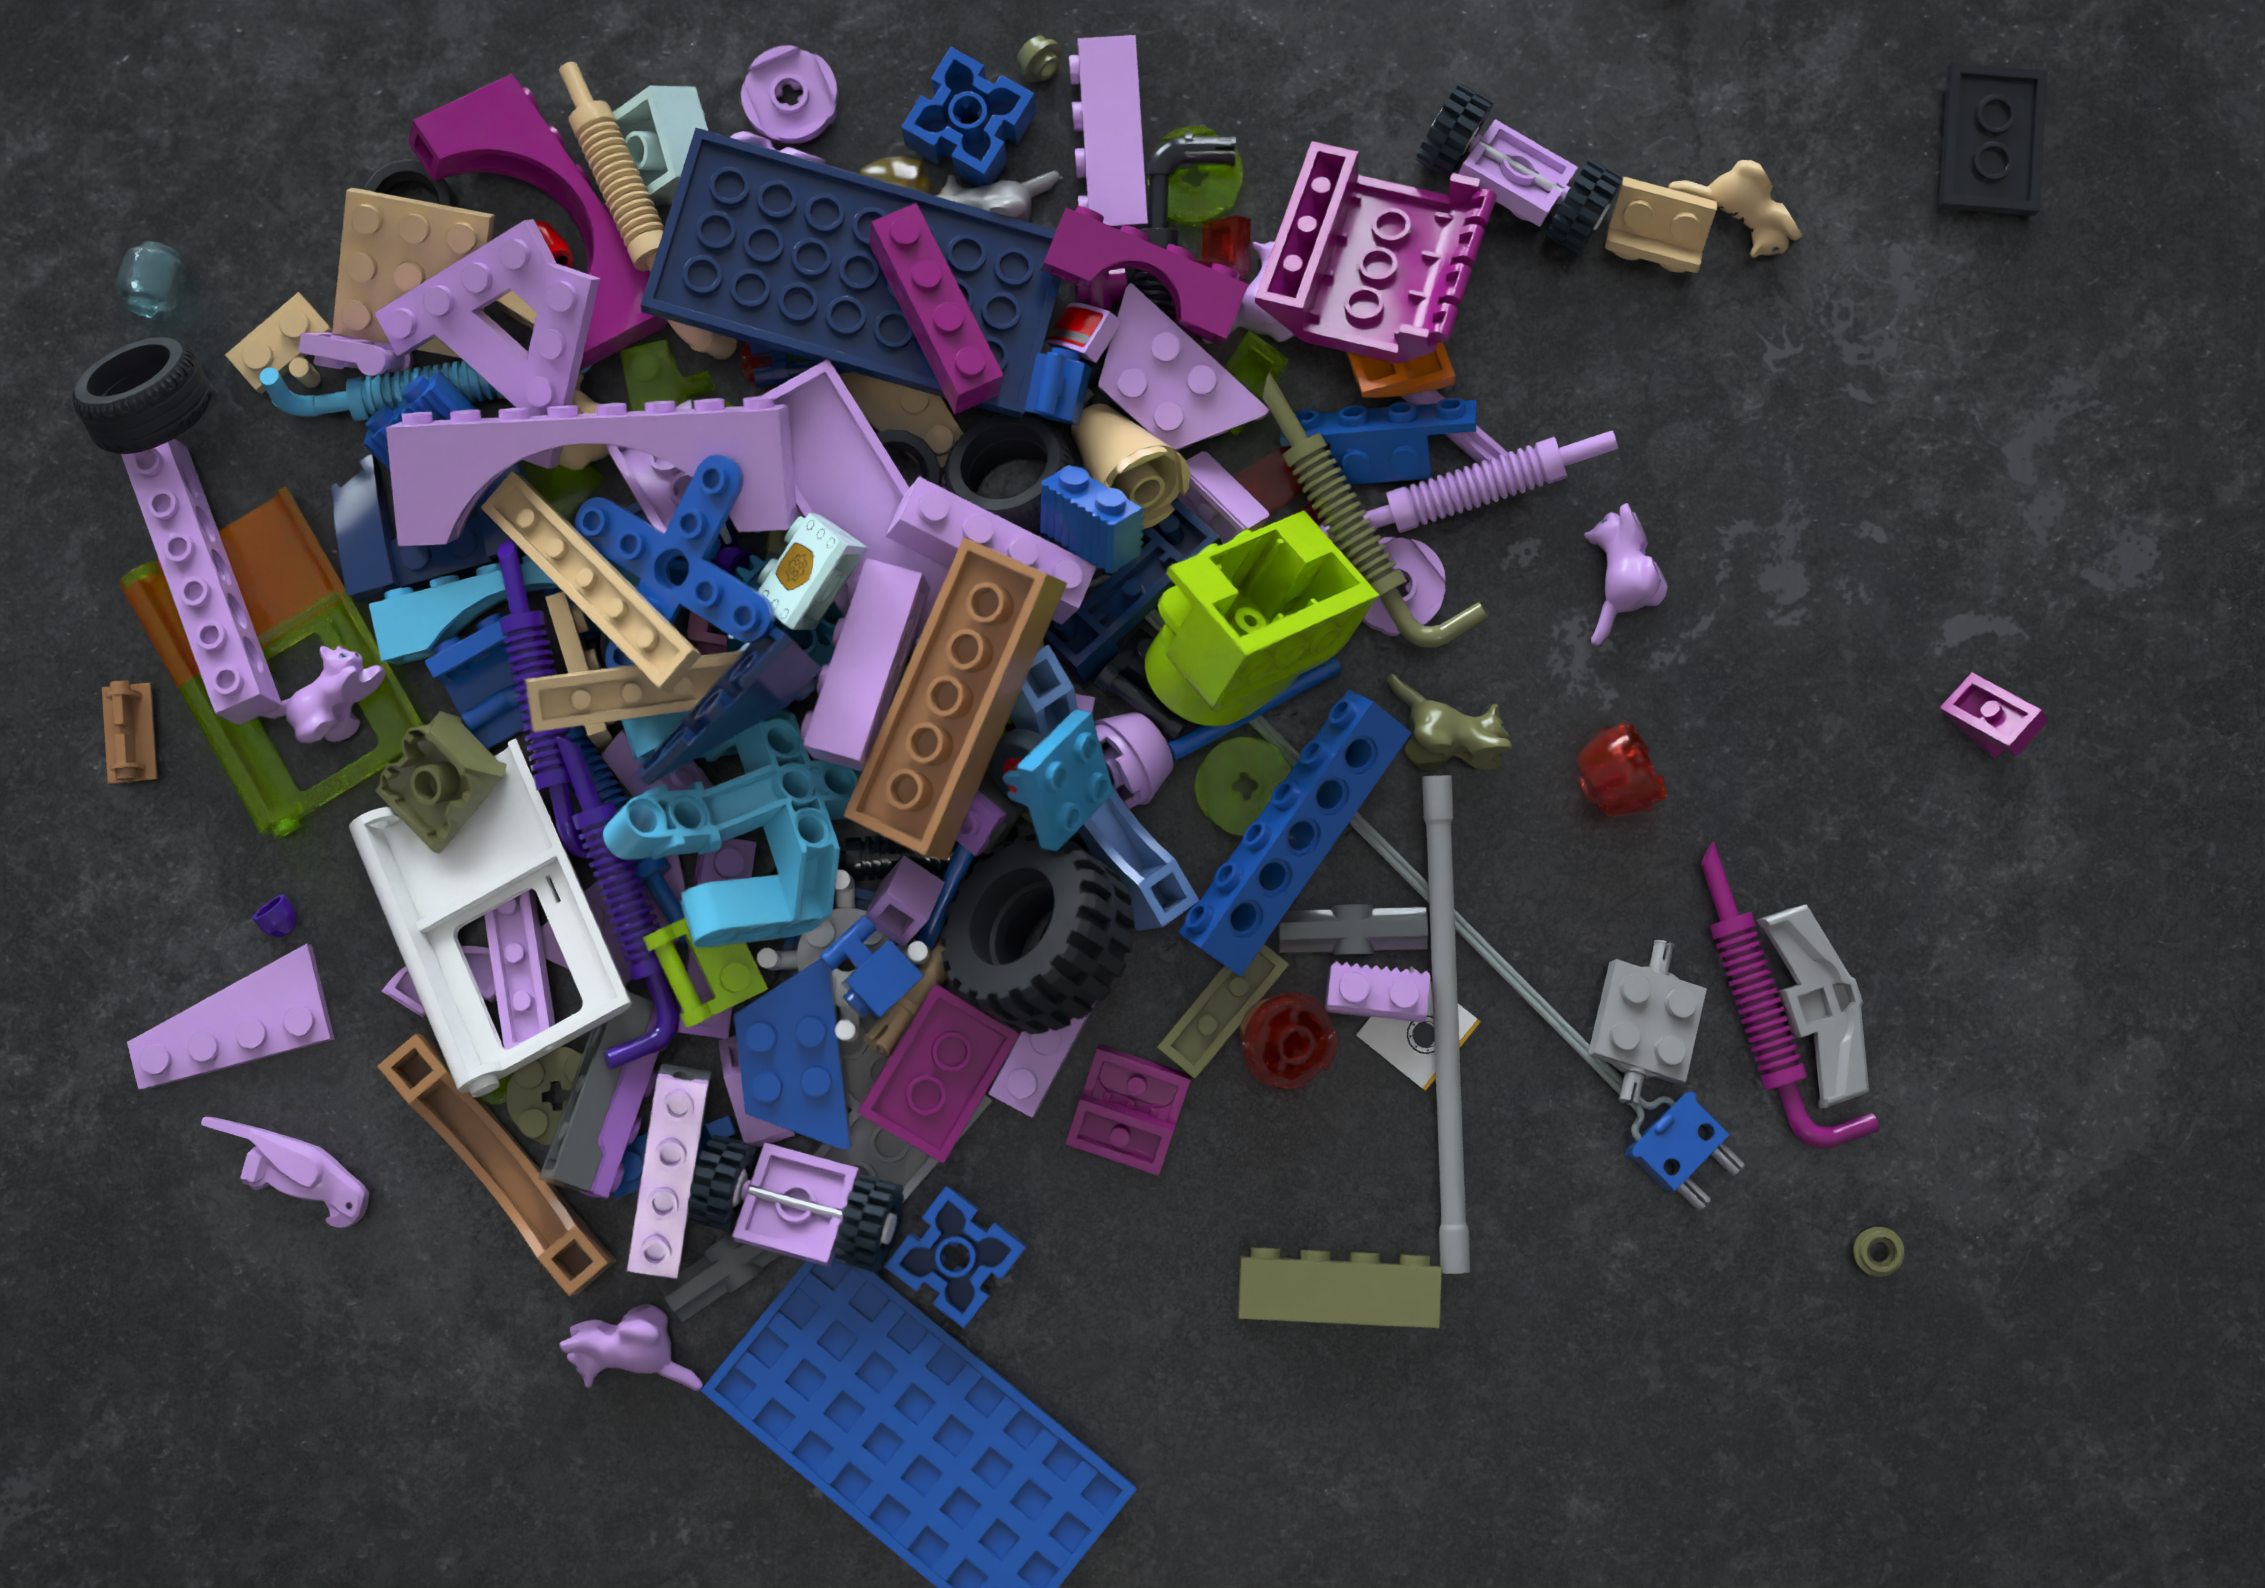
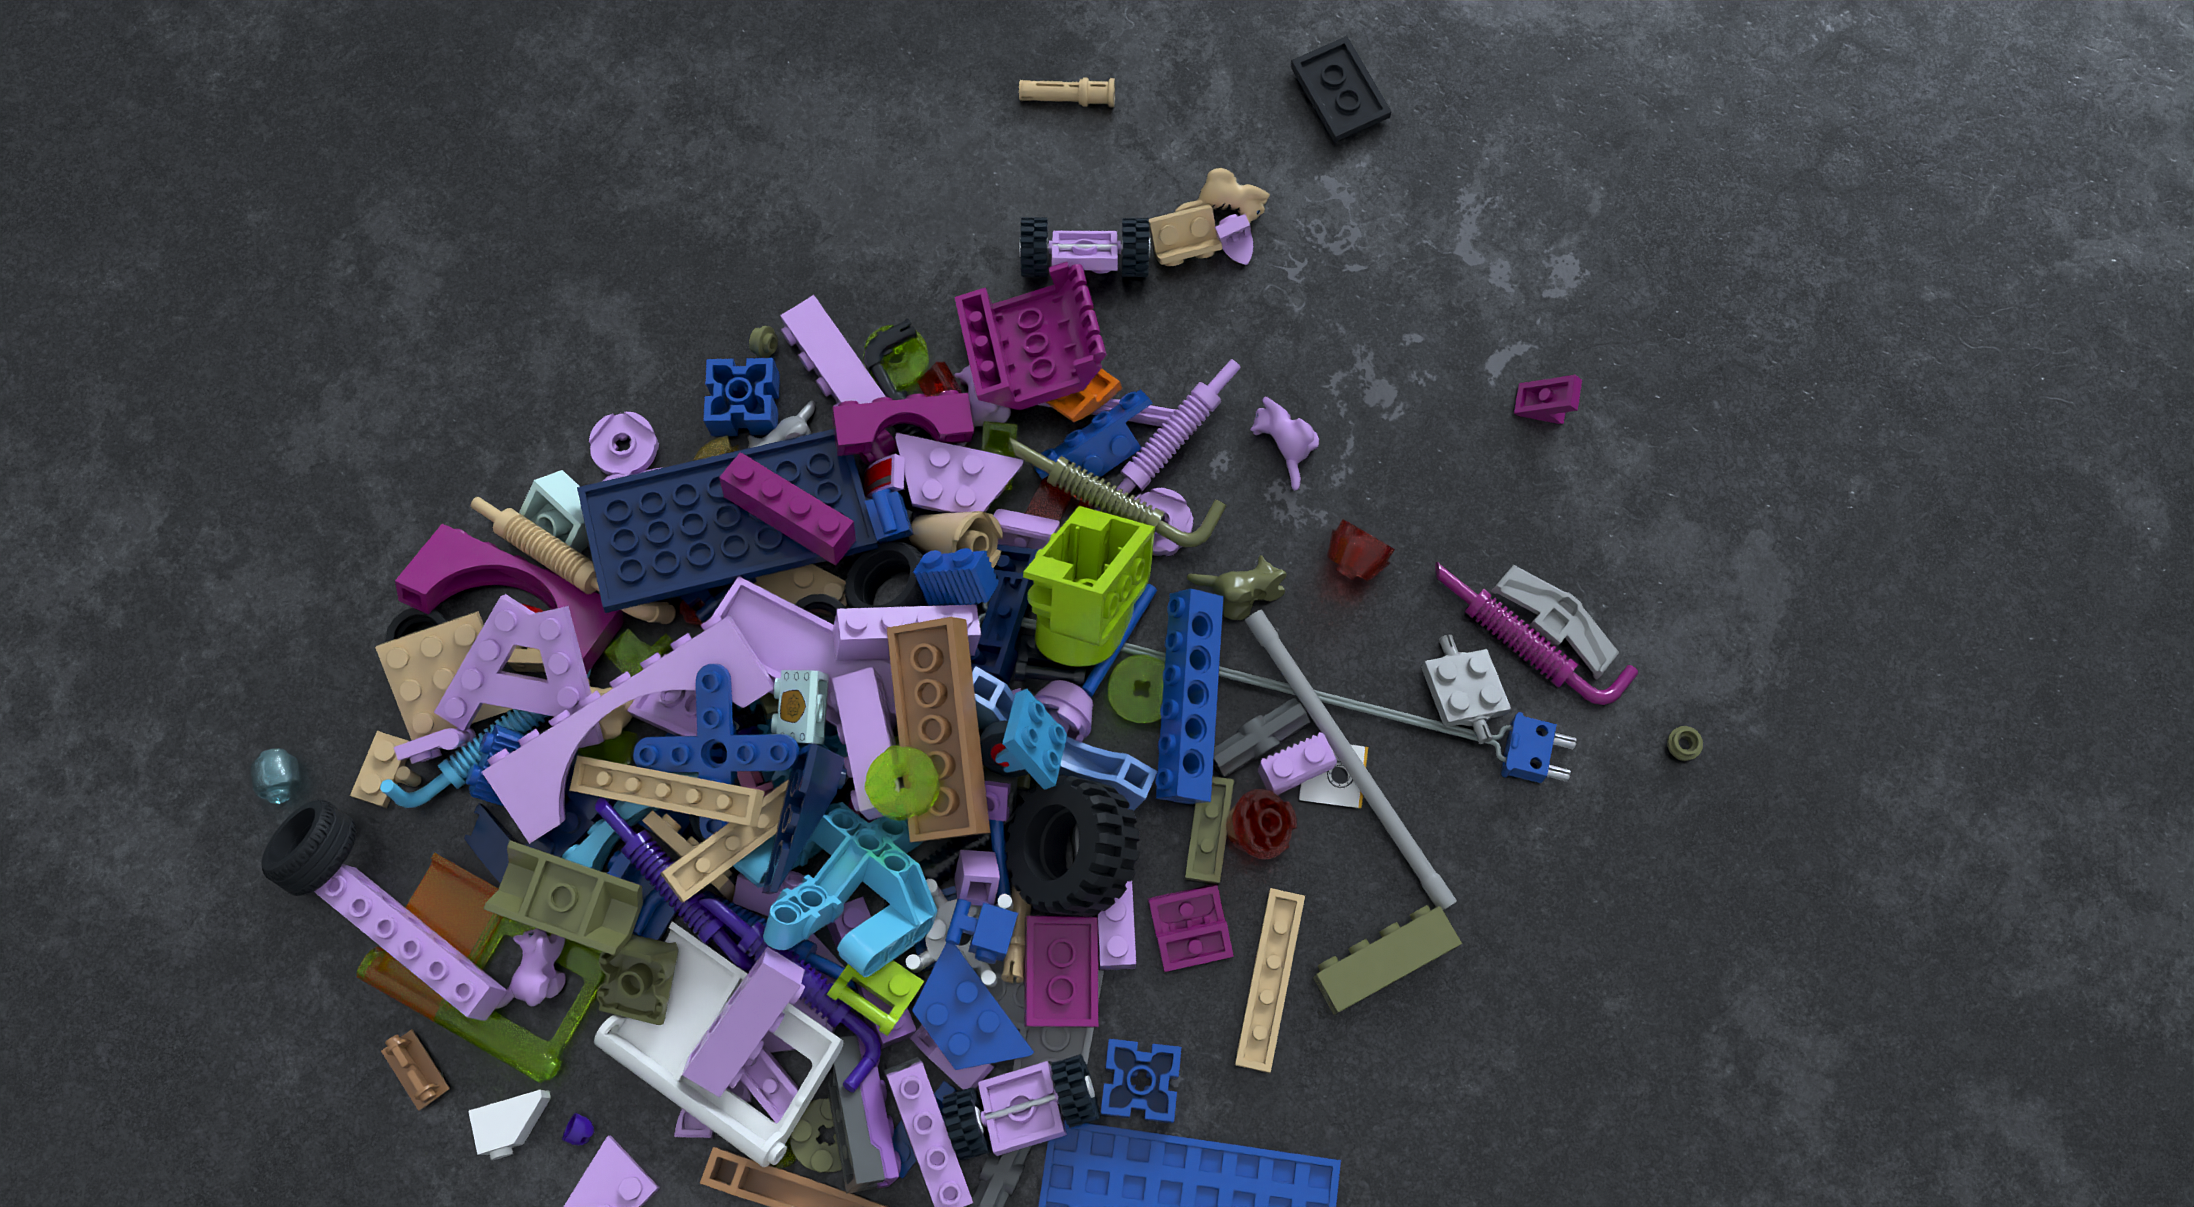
camera: 35 degrees left, 10 degrees down
(198, 860) = (506, 1123): none -> white slope
(405, 641) = (567, 899): none -> olive piece
(530, 912) = (744, 1022): none -> lavender brick
(843, 731) = (896, 763): none -> clear neon green plate
(1184, 1230) = (1269, 980): none -> tan plate
(1724, 268) = (1236, 238): none -> lavender plate

